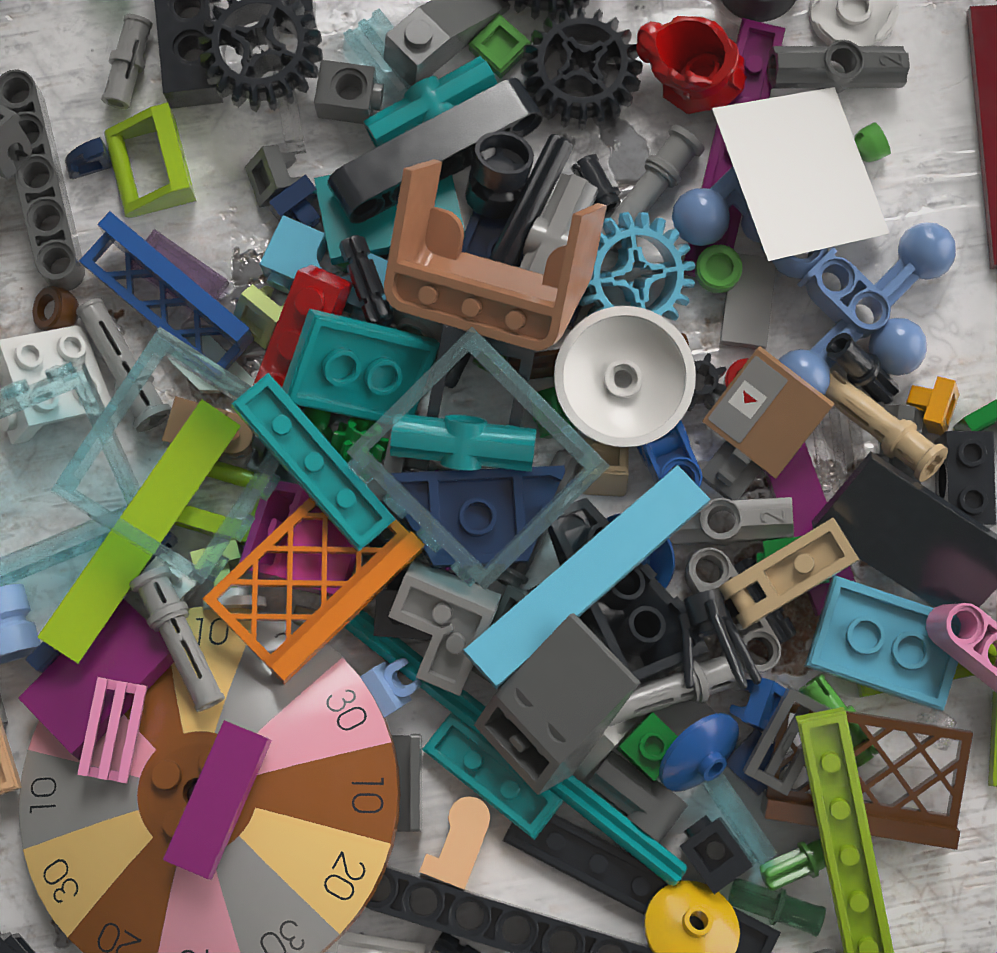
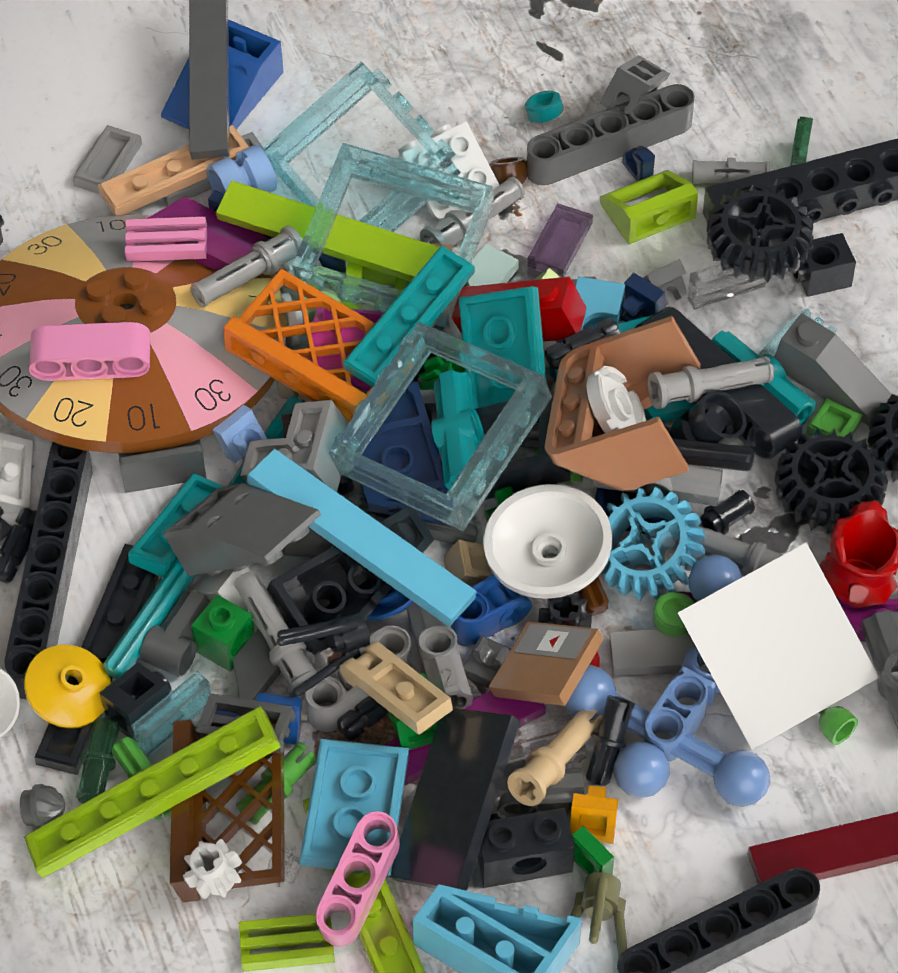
camera: 80 degrees right, 25 degrees down
(170, 278) = (543, 232): blue fence -> none
(217, 800) = (119, 304): magenta tile -> none
(282, 845) = (89, 351): none -> bright pink beam
(337, 76) = (752, 315): dark grey brick -> none
(460, 174) = (692, 383): none -> light grey pin
(468, 823) = (115, 512): light nougat leg -> none
(481, 262) = (611, 401): none -> white tile
(699, 752) = (224, 657): blue dish -> none
(973, 808) = (212, 869): none -> white gear

